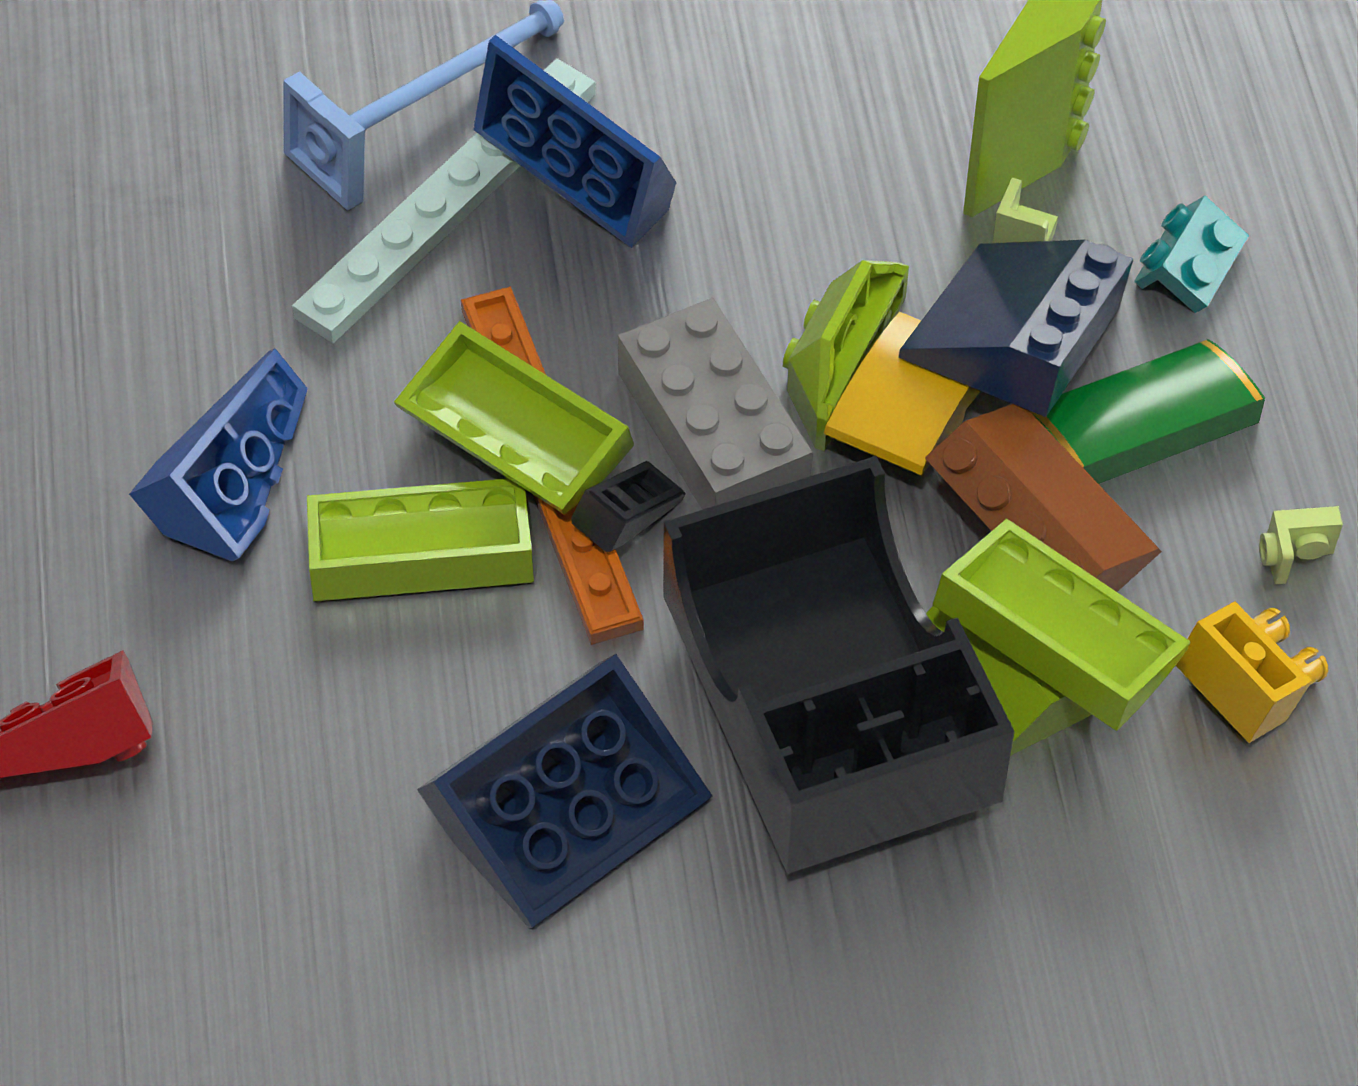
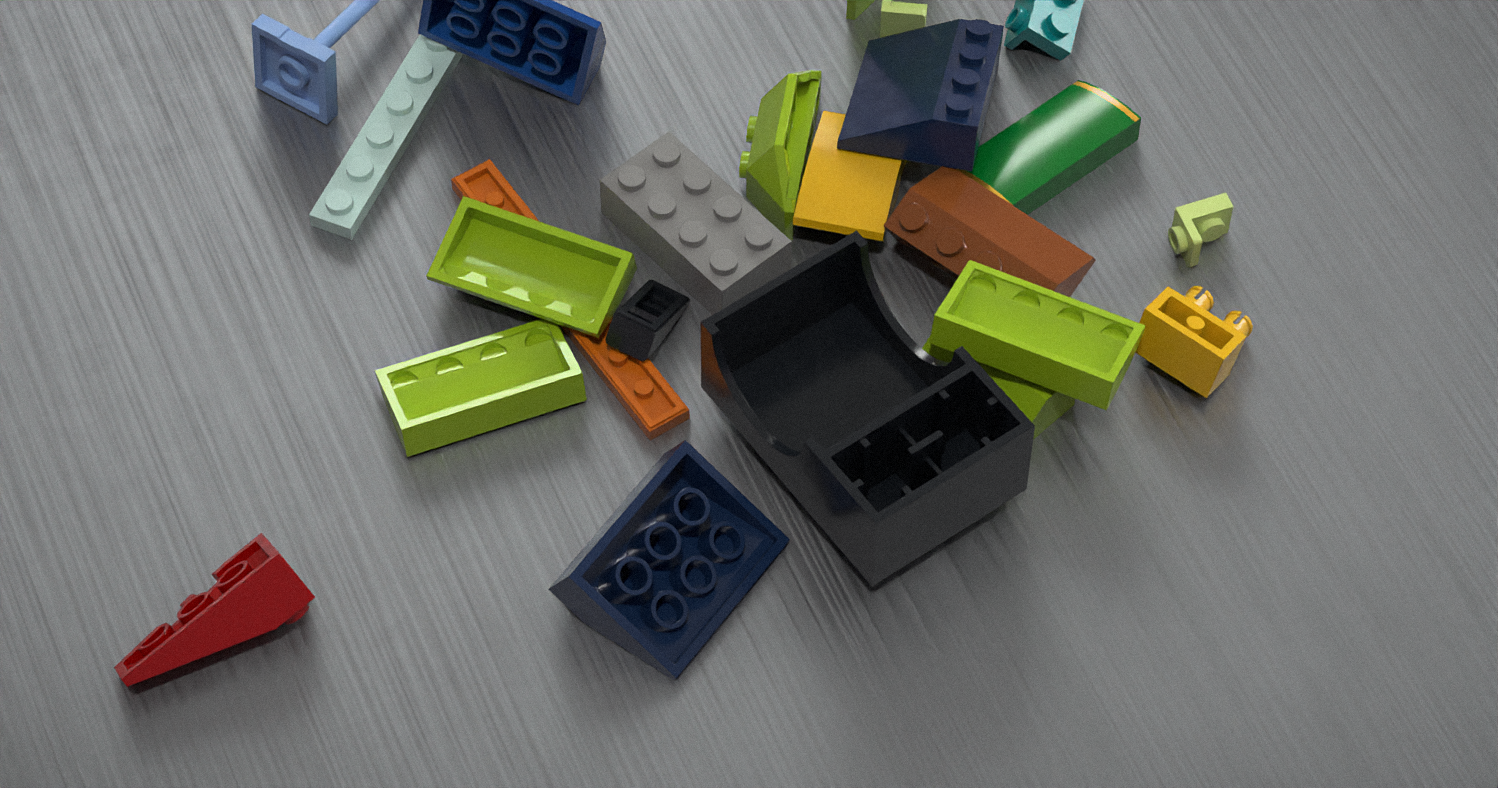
camera: 15 degrees left, 0 degrees up
(220, 472) = (295, 363): blue wedge -> none

